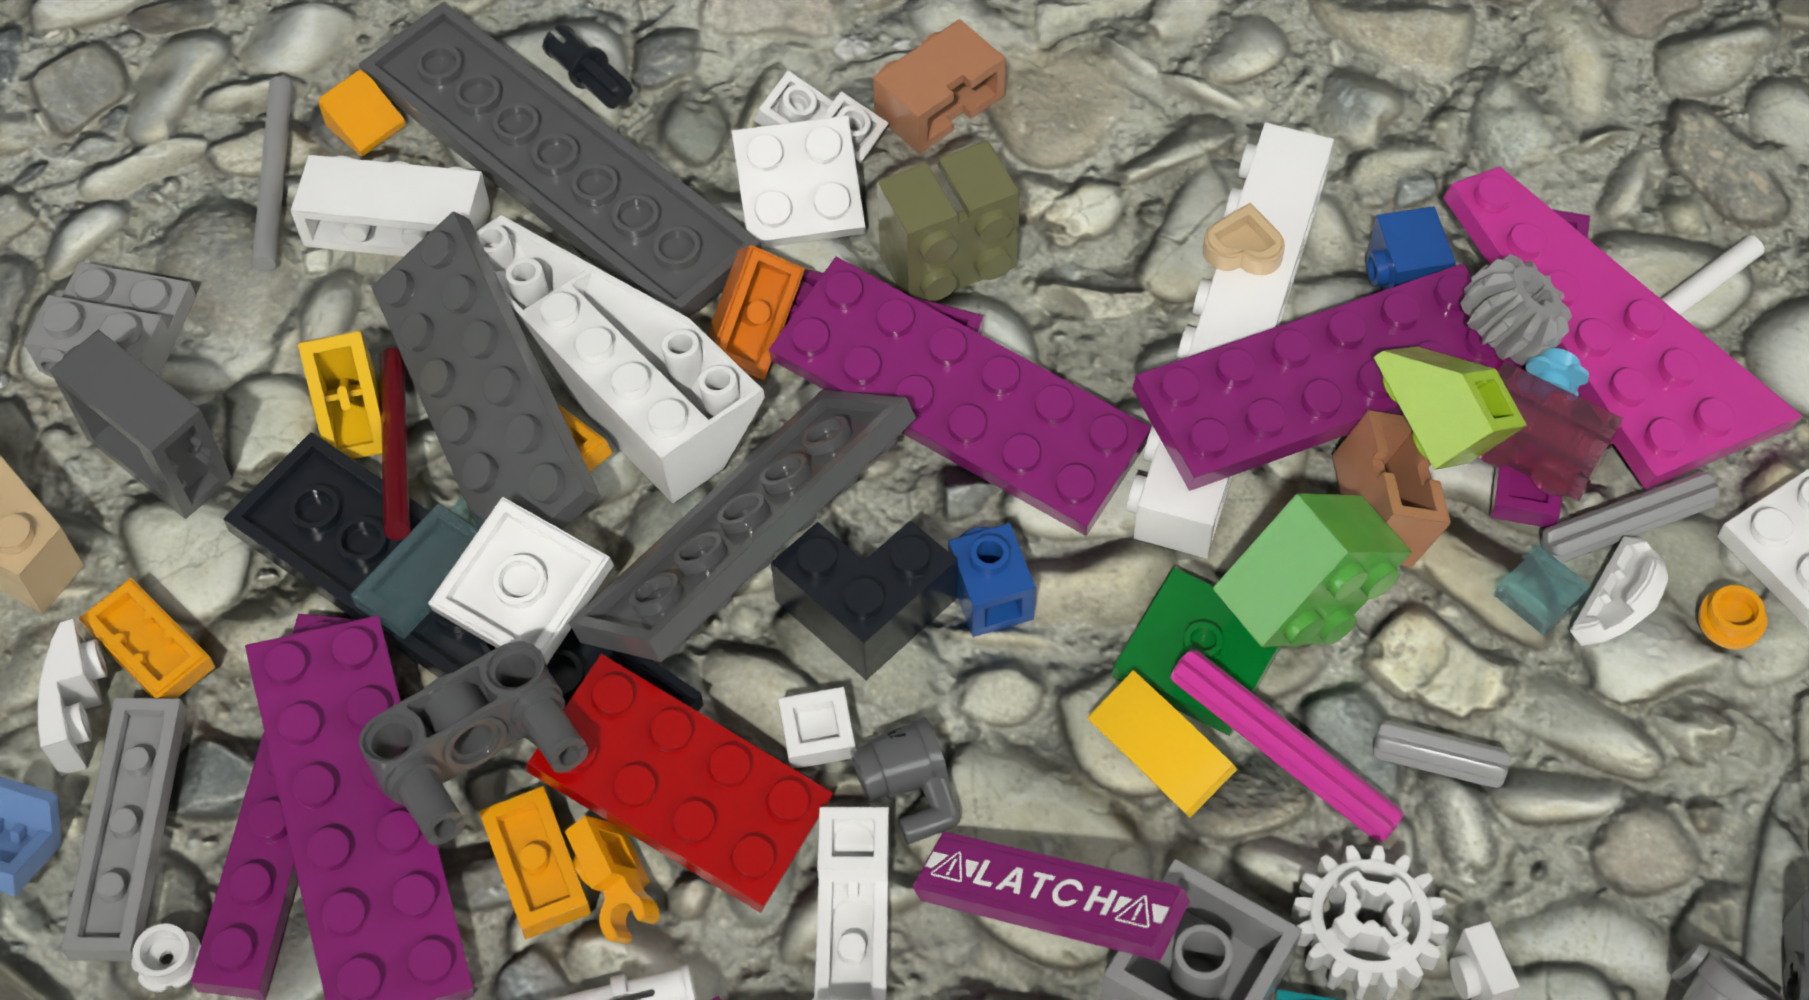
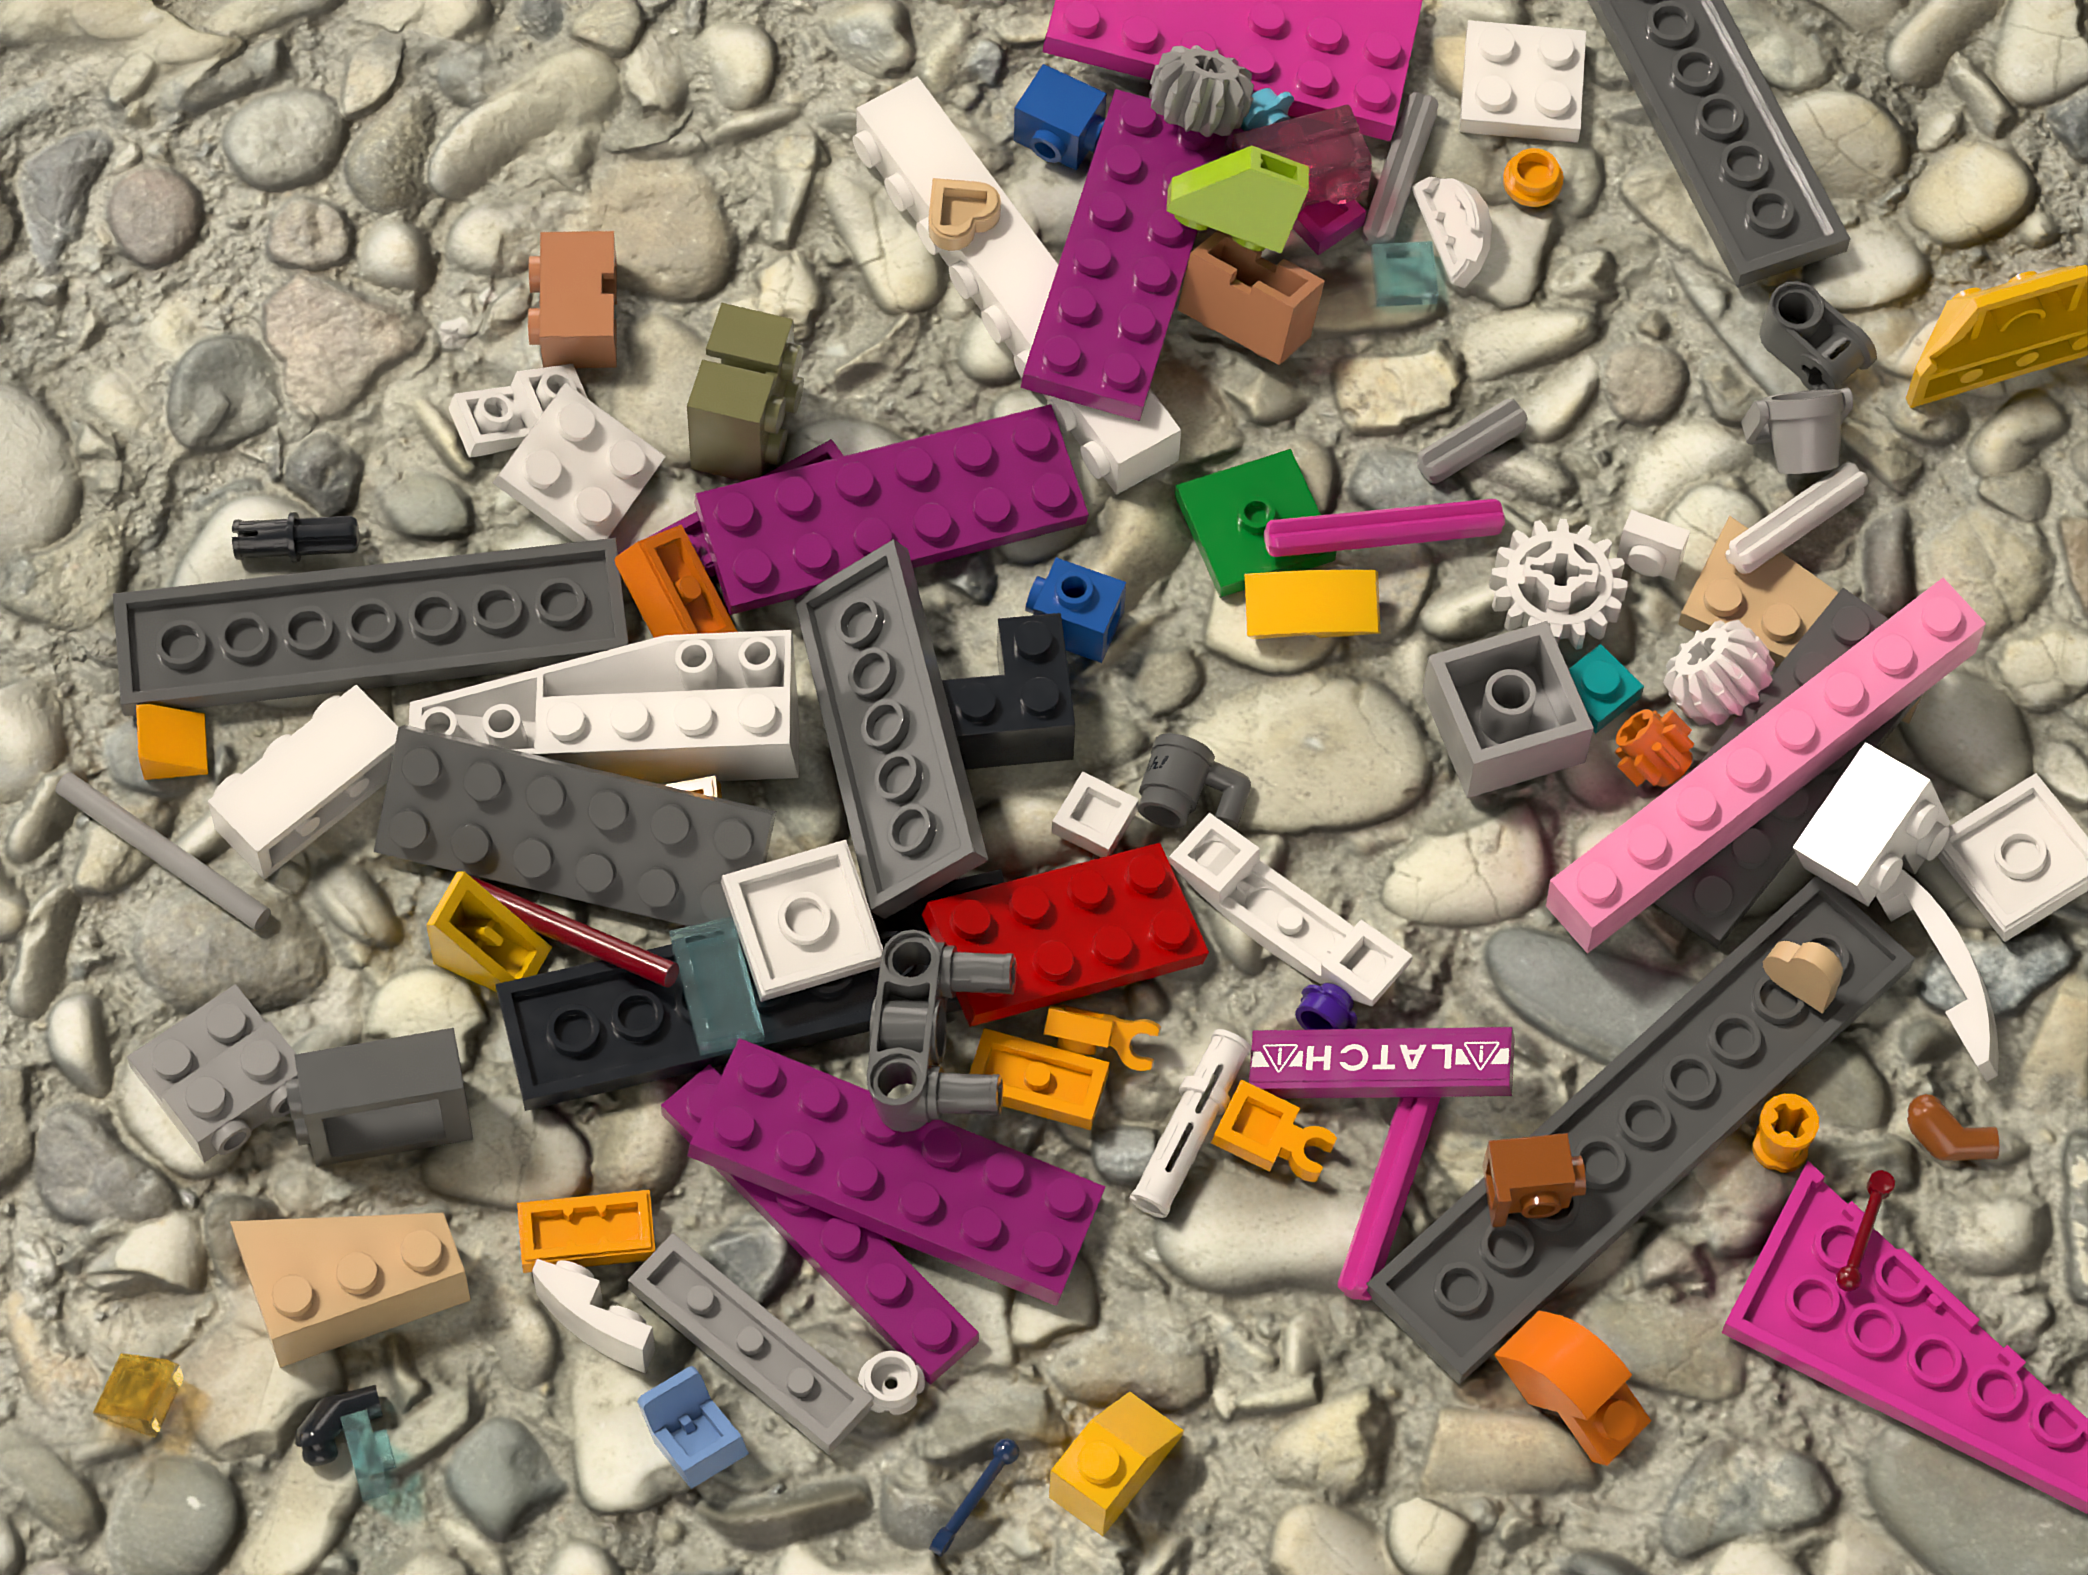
camera: 55 degrees left, 5 degrees up
(1052, 895) = (1377, 757): magenta tile -> none
(1313, 570) = (1286, 406): bright green brick -> none

